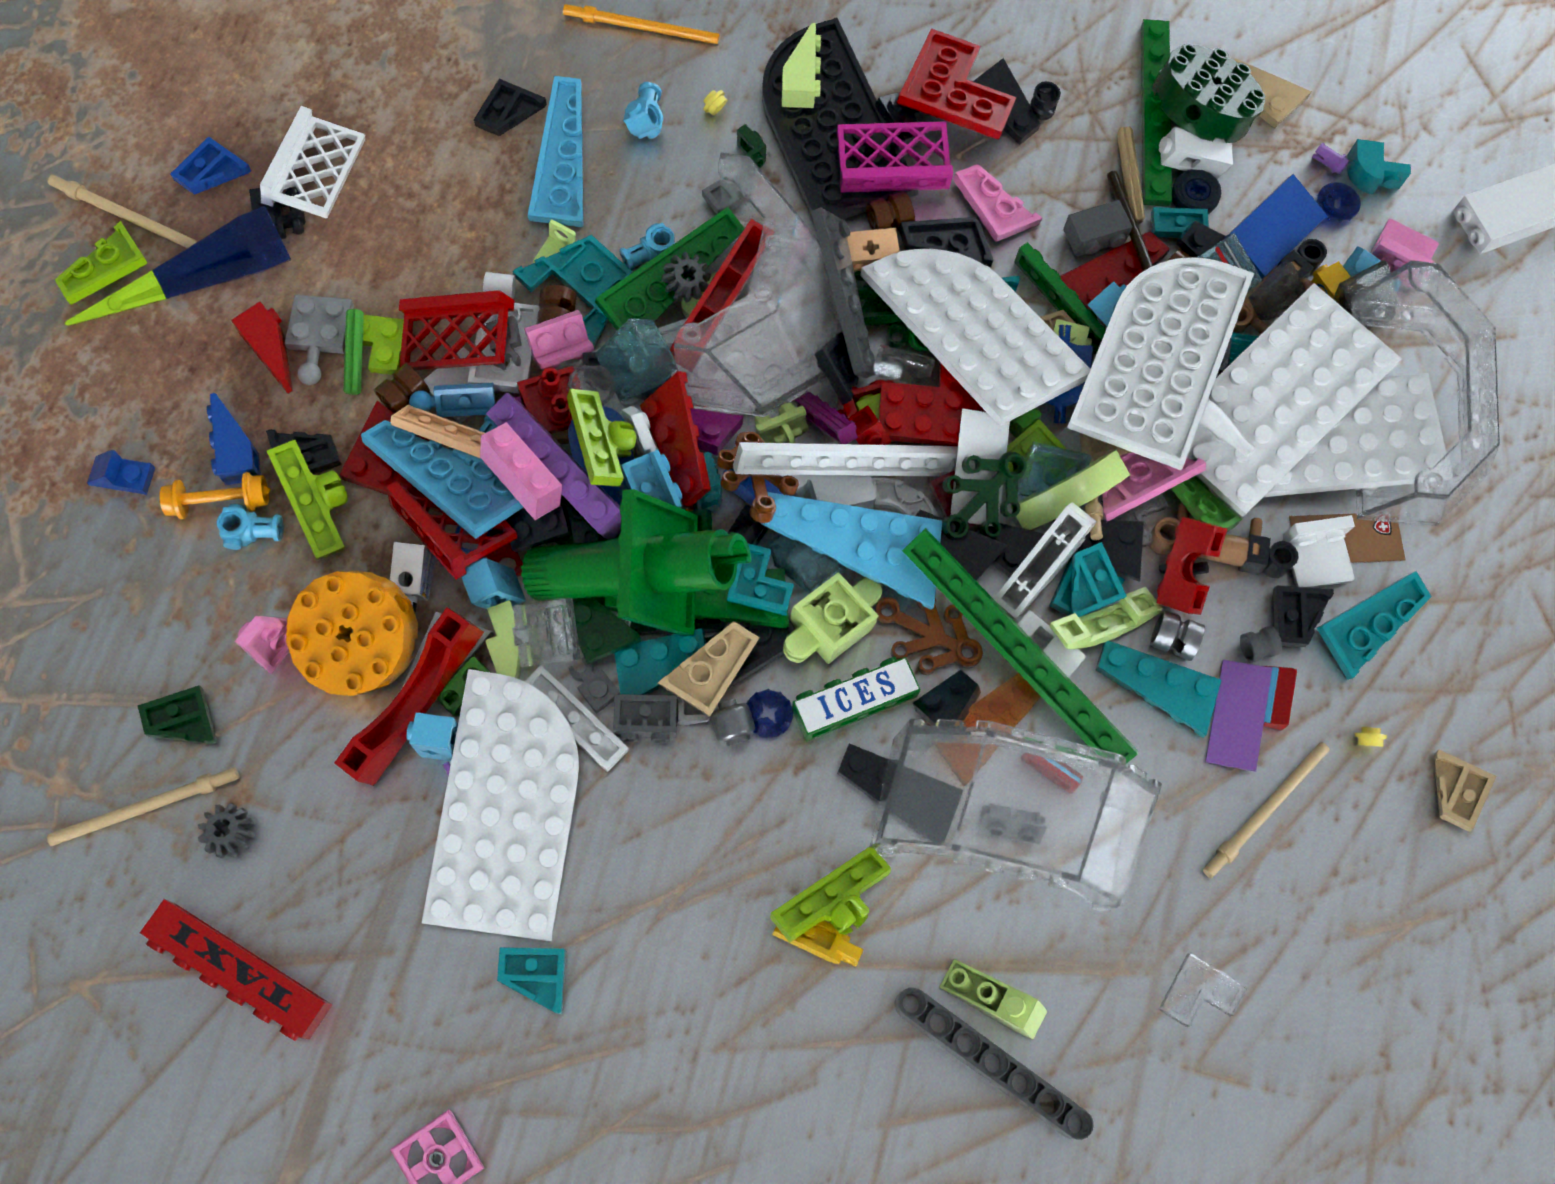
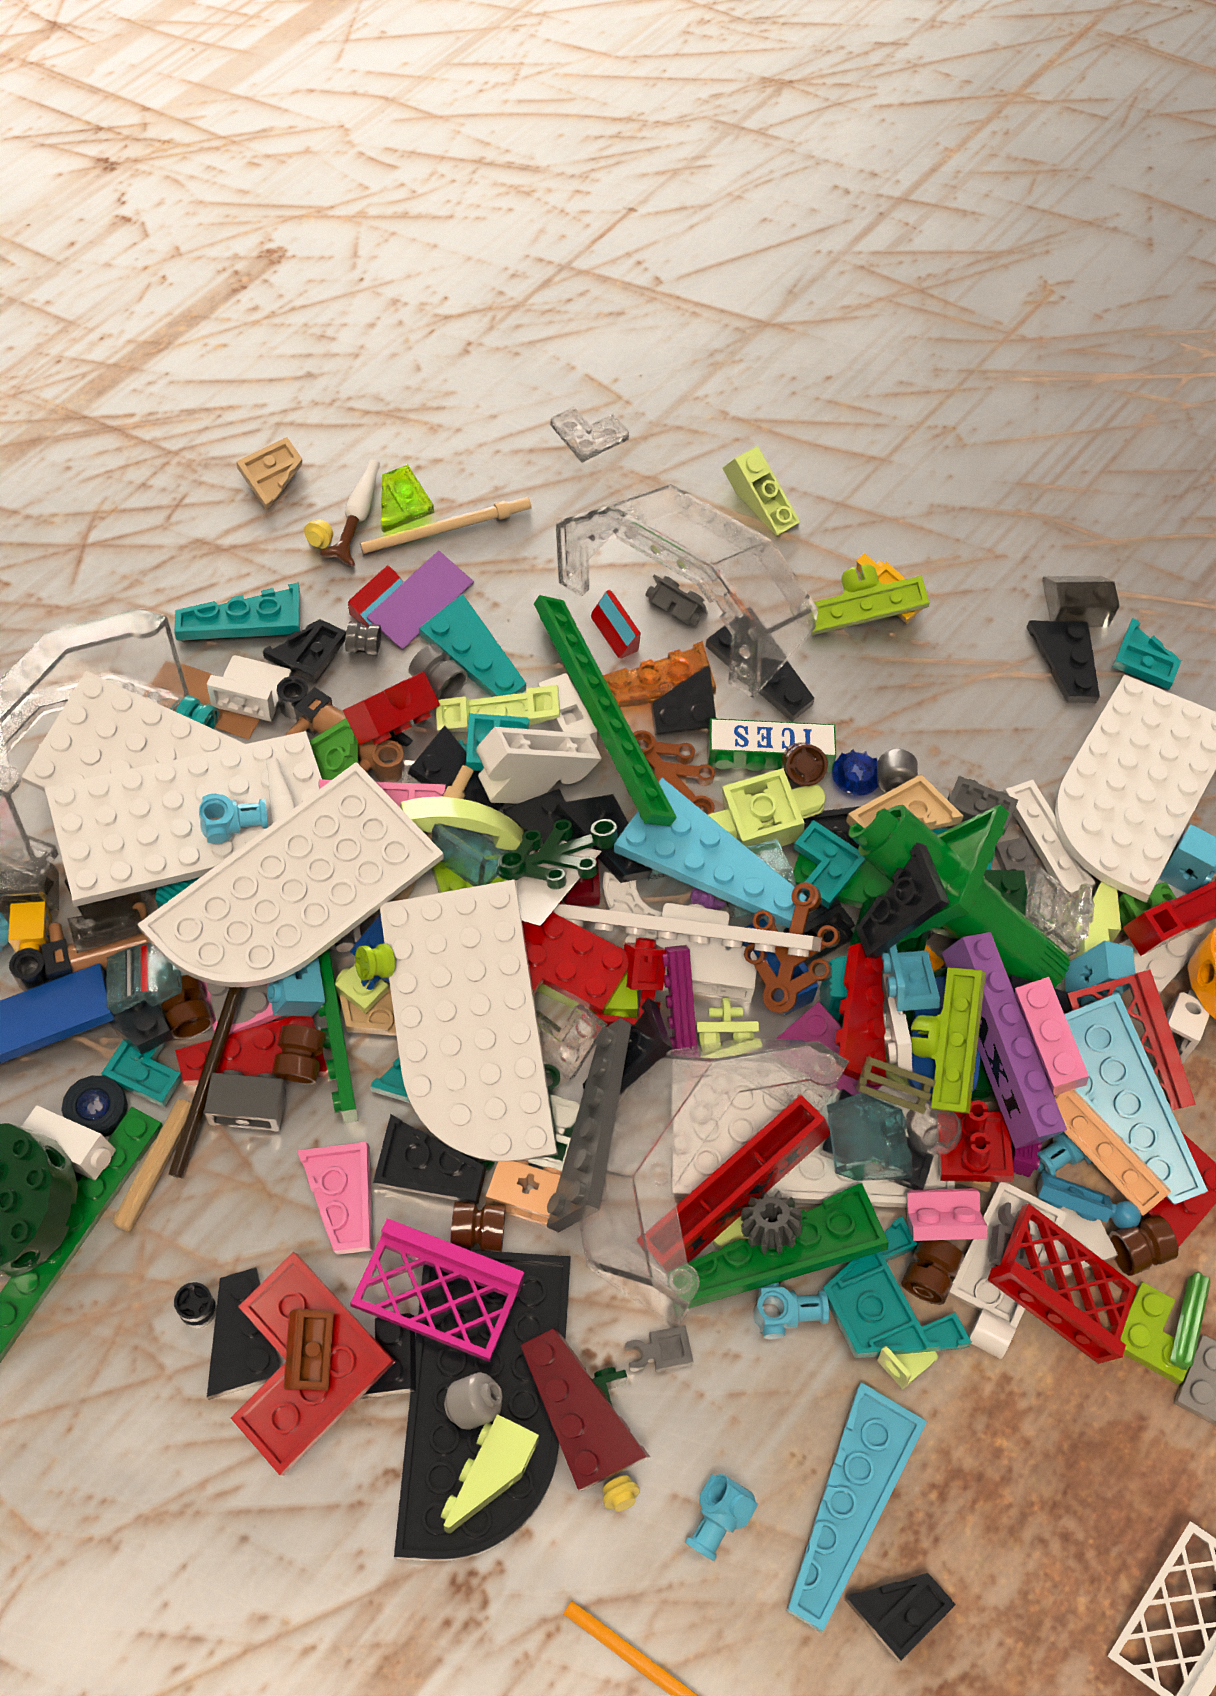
camera: 155 degrees left, 10 degrees down
(612, 942) = (1071, 657): none -> black wing
(623, 1020) = (1081, 599): none -> clear smoke slope
(631, 388) = (923, 1094): none -> olive tile
(677, 503) = (905, 906): none -> black wing
(764, 123) = (585, 1423): none -> dark red wing
(817, 668) = (804, 763): none -> reddish brown wheel
(834, 98) = (473, 1401): none -> light grey head
(955, 83) = (308, 1350): none -> dark orange slope
(1008, 1068) = (786, 456): dark grey beam -> none
(1069, 329) = (374, 961): none -> lime wheel
(1081, 265) = (298, 1055): none -> reddish brown wheel
(1246, 389) = (231, 817): none -> medium azure connector
(1325, 817) = (402, 499): none -> clear neon green wing
(1340, 505) = (193, 709): none -> teal wheel
(1355, 782) = (356, 512): none -> piece

